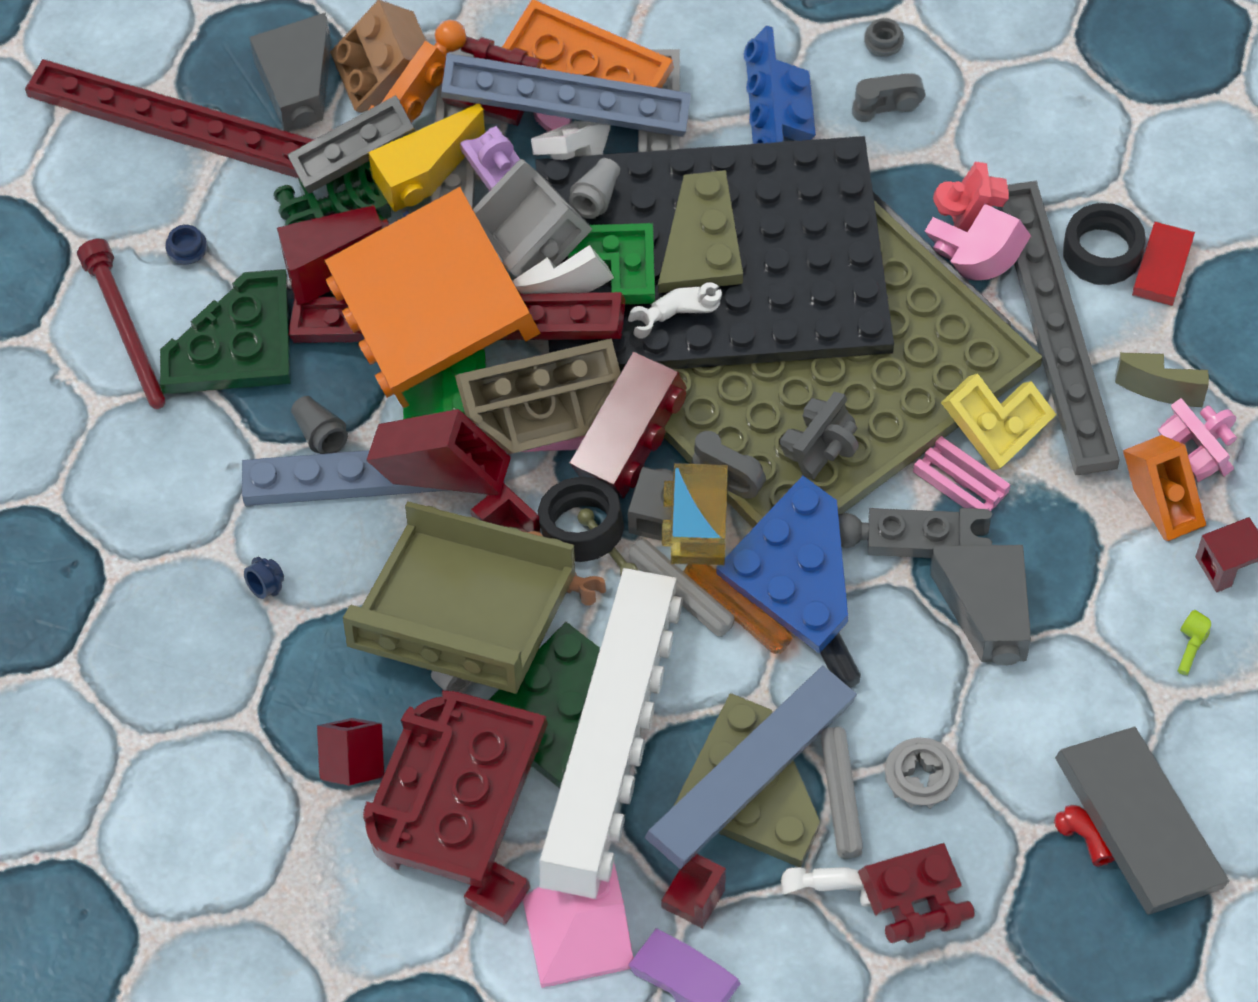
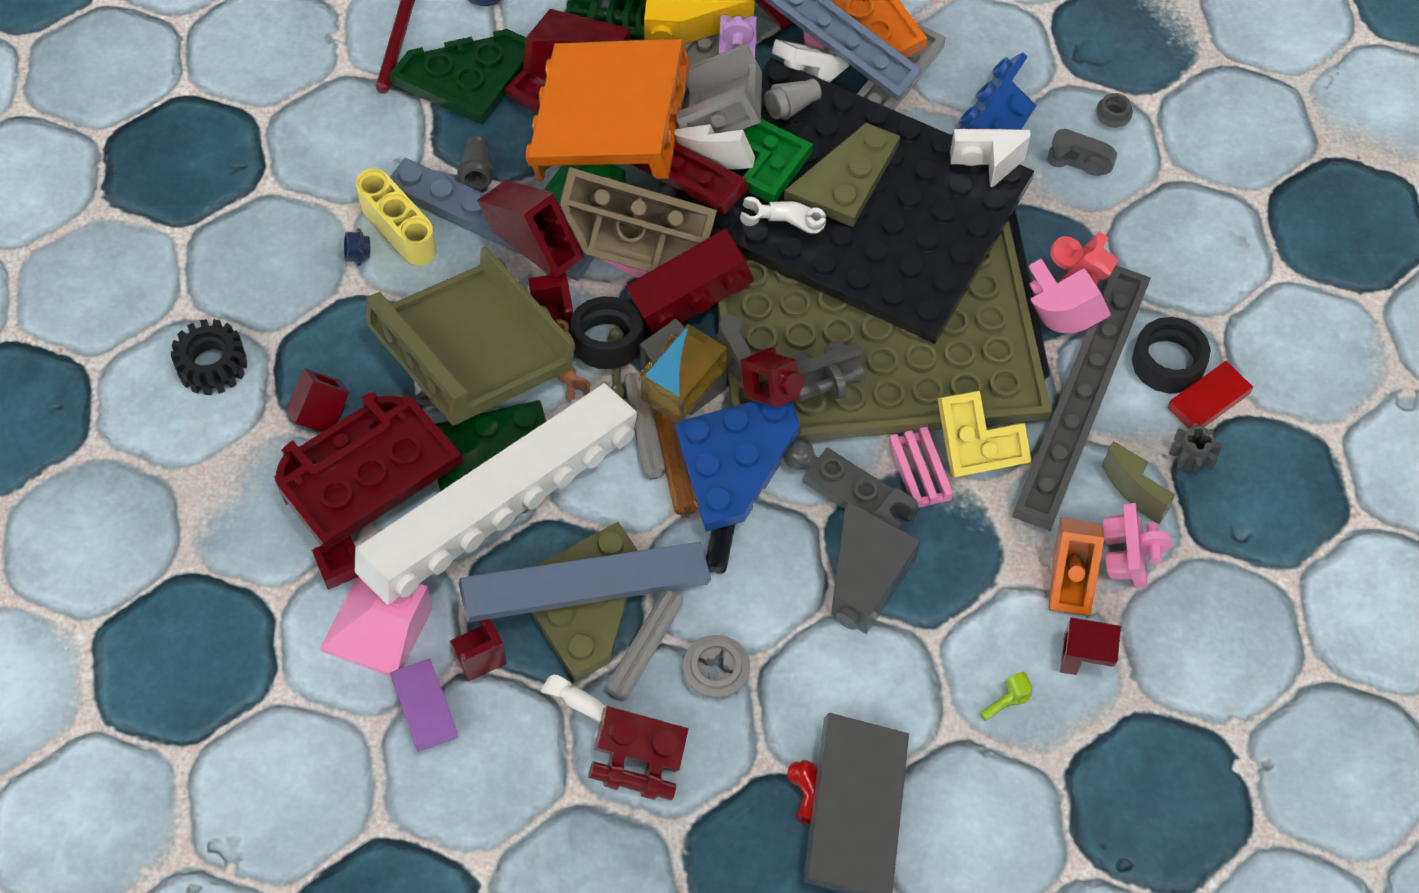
camera: 30 degrees right, 0 degrees up
(202, 748) = (204, 339): none -> black tyre
(269, 510) = (396, 217): none -> light yellow beam
(792, 468) = (782, 375): none -> dark red brick
(823, 134) = (992, 147): none -> white slope
(1188, 318) = (1195, 449): none -> dark grey gear

